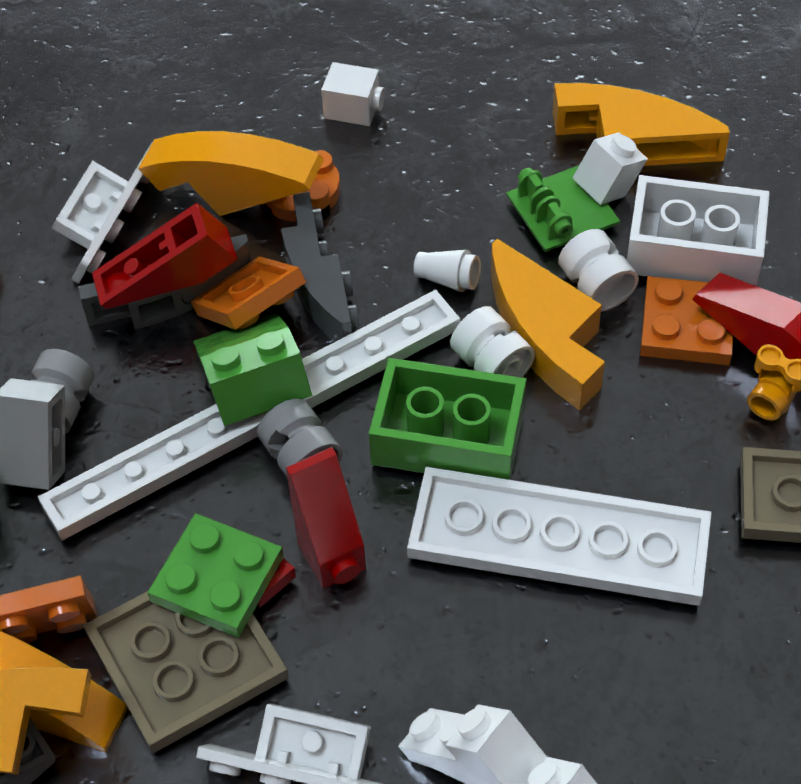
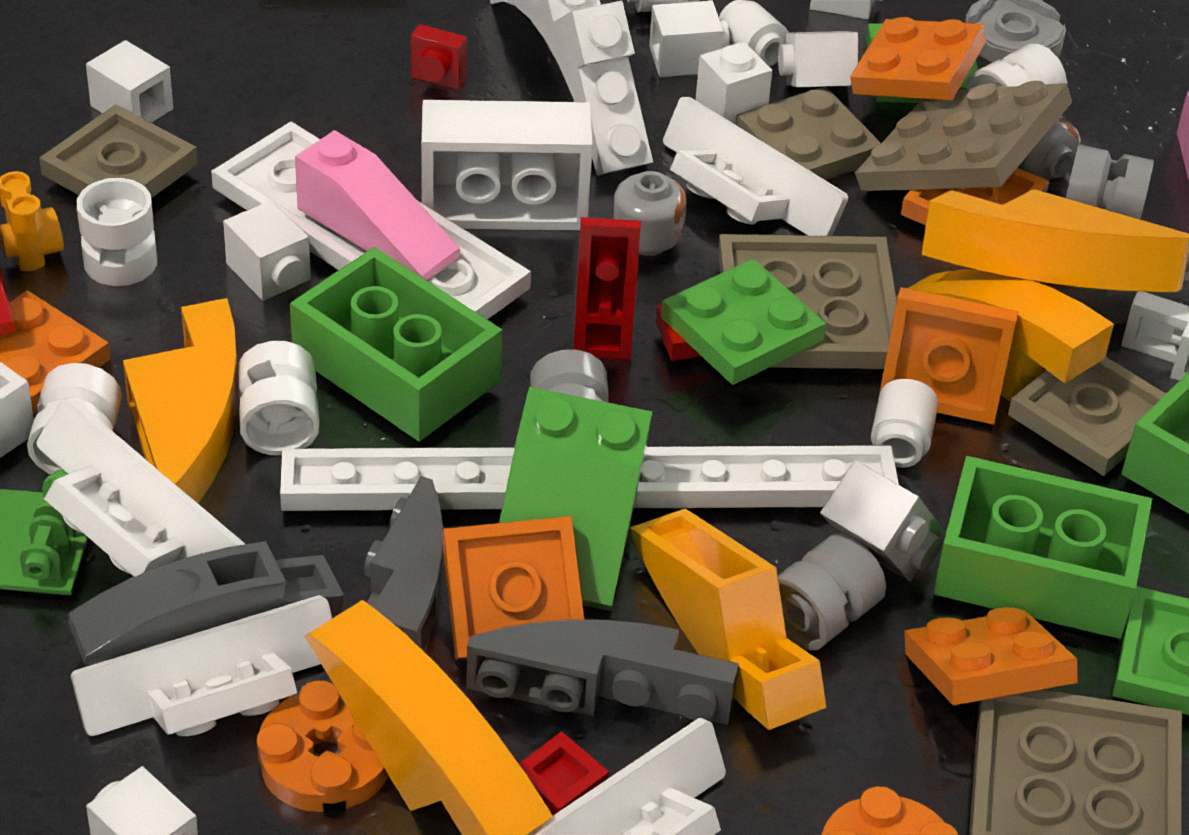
camera: 155 degrees left, 10 degrees down
(57, 556) = (905, 420): none -> white brick
(114, 346) = (731, 612): none -> light orange slope
(153, 214) = (562, 772): none -> red plate
(168, 259) = (603, 614): red slope -> none
(354, 655) = (657, 204): none -> light grey head
(375, 172) = (204, 674): none -> white bracket
(412, 203) = (196, 597): none -> dark grey slope
(449, 268) = (238, 511): white cone -> none
(490, 618) = (507, 163): none -> white brick
(502, 209) = (122, 497): none -> white bracket
(551, 510) = (369, 206): none -> bright pink slope
(606, 464) = (267, 250): none -> white brick
(656, 752) = (439, 56): none -> red plate
(715, 414) = (117, 231): none -> white wheel

